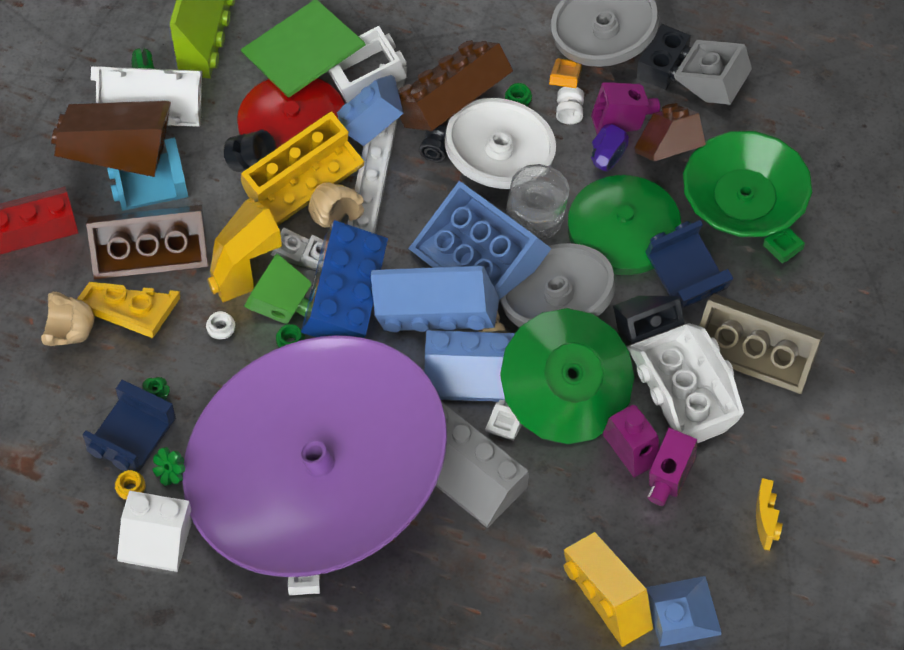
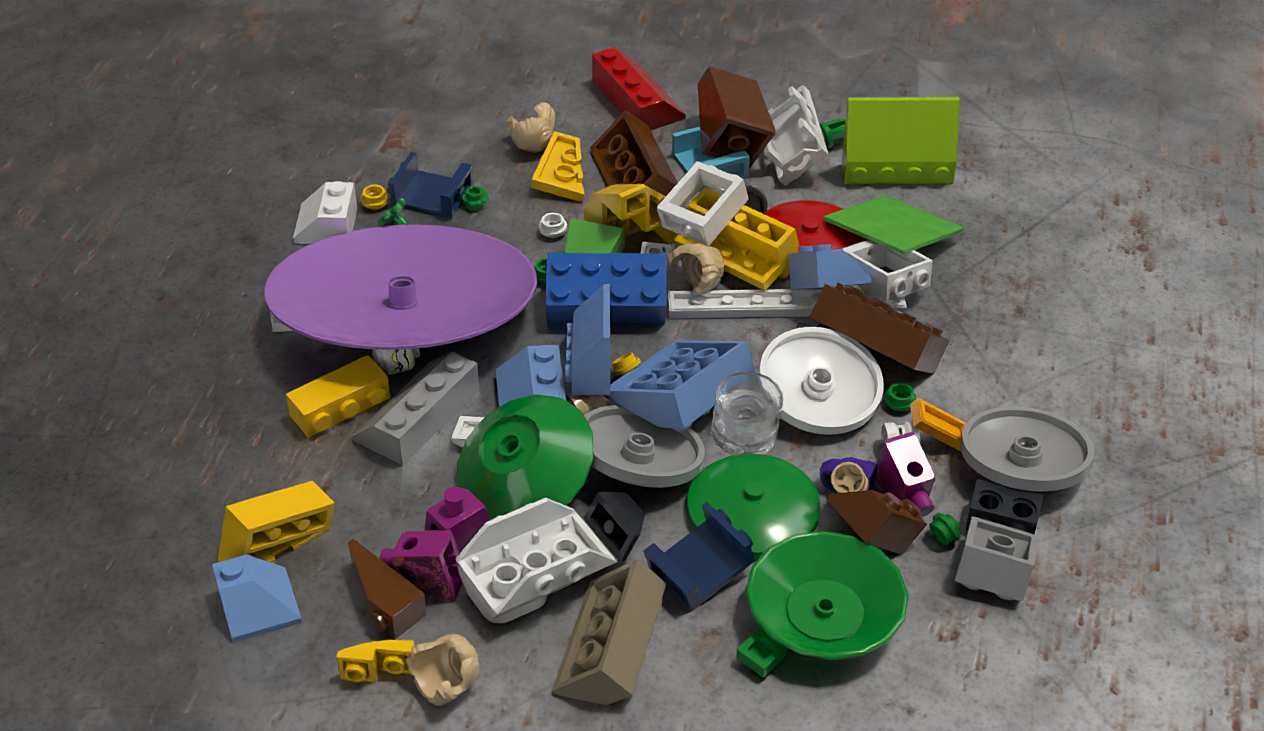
camera: 80 degrees right, 15 degrees down
(294, 195) = (695, 226): none -> white window
(445, 536) = (338, 396): none -> yellow brick
(635, 142) = (846, 476): none -> tan wheel
(674, 95) = (945, 528): none -> green plate
(691, 506) = (389, 597): none -> reddish brown slope
(788, 460) = (443, 668): none -> tan hair

